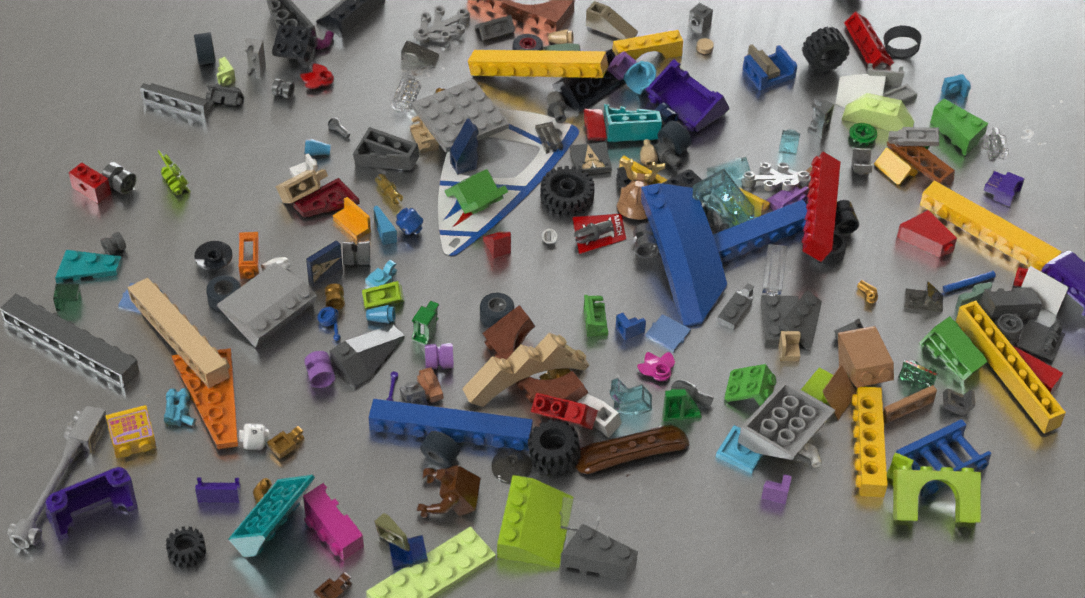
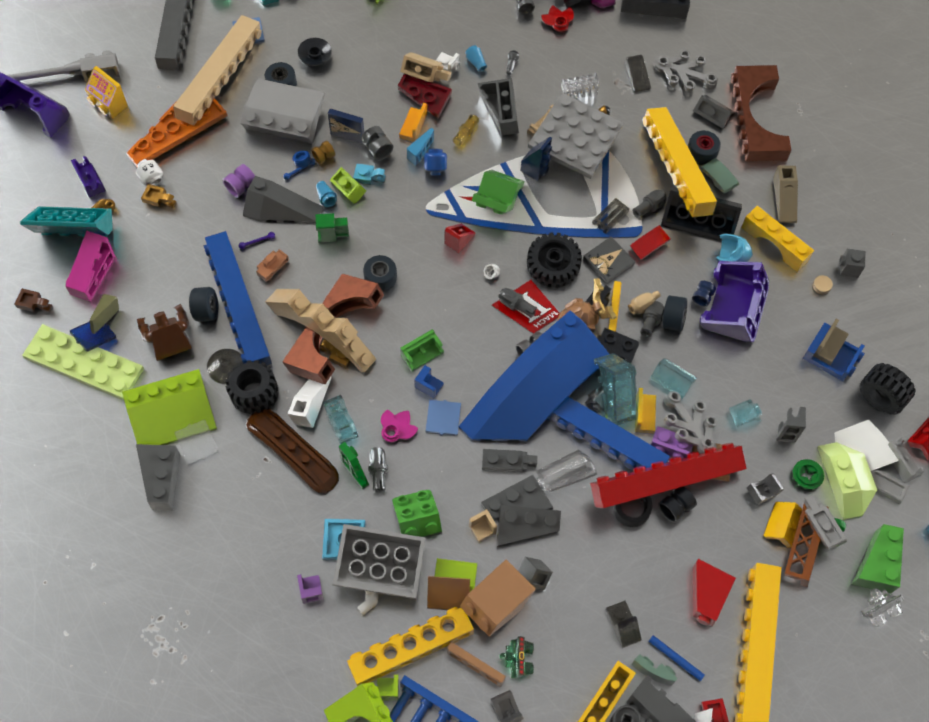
camera: 60 degrees right, 15 degrees up
(178, 413) = (148, 112): medium azure piece -> none
(185, 557) = (26, 193): black tyre -> none
(249, 269) = (330, 74): orange window -> none
(282, 261) = (339, 99): white arm -> none
(413, 393) = (251, 258): flat silver bracket -> none
(439, 356) = (302, 256): medium lavender wheel -> none
(561, 37) = (741, 168): tan cone -> none
(564, 410) = (285, 378): red slope -> none
(620, 65) = (729, 225): medium lavender panel -> none
(631, 125) = (665, 268): teal wedge -> none
(870, 291) = (602, 569): pearl gold arm -> none
(955, 348) = (569, 680): bright green wedge -> none
(1004, 186) = (829, 640): dark purple piece -> none

